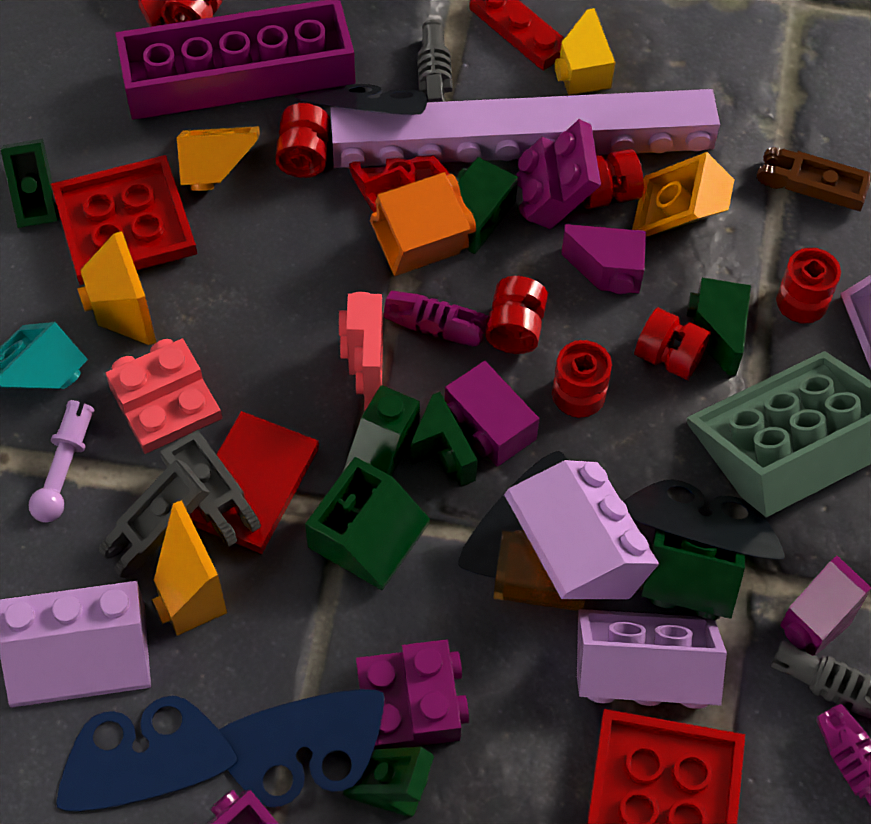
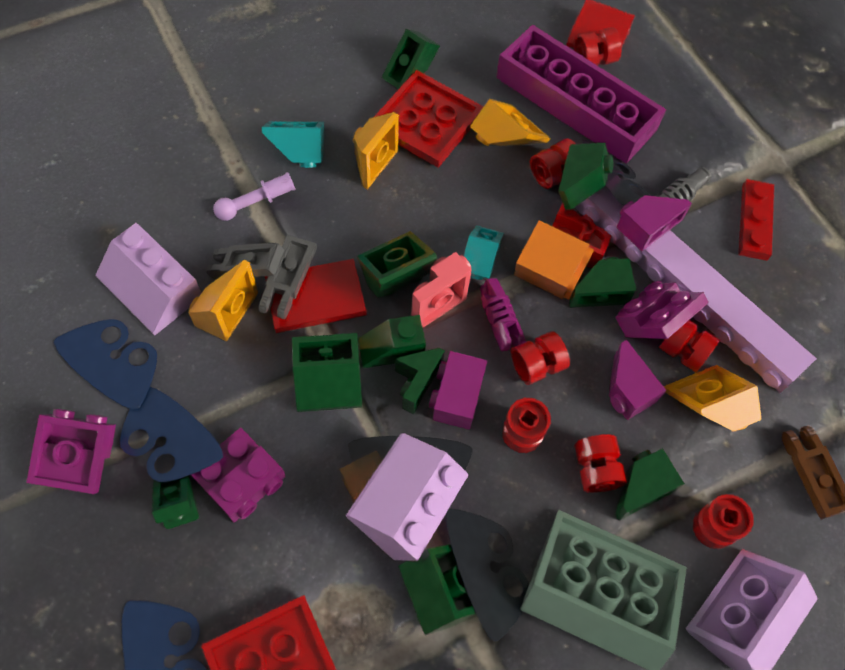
camera: 50 degrees right, 5 degrees up
(162, 394) = (333, 213): coral plate -> none
(296, 367) = (396, 264): none -> dark green slope
(343, 274) = (482, 251): none -> teal slope
(353, 116) = (584, 172): none -> dark green slope
(455, 104) = (651, 218): none -> magenta slope
(585, 57) = (768, 268): yellow slope -> none
(649, 658) = (361, 599): lavender slope -> none

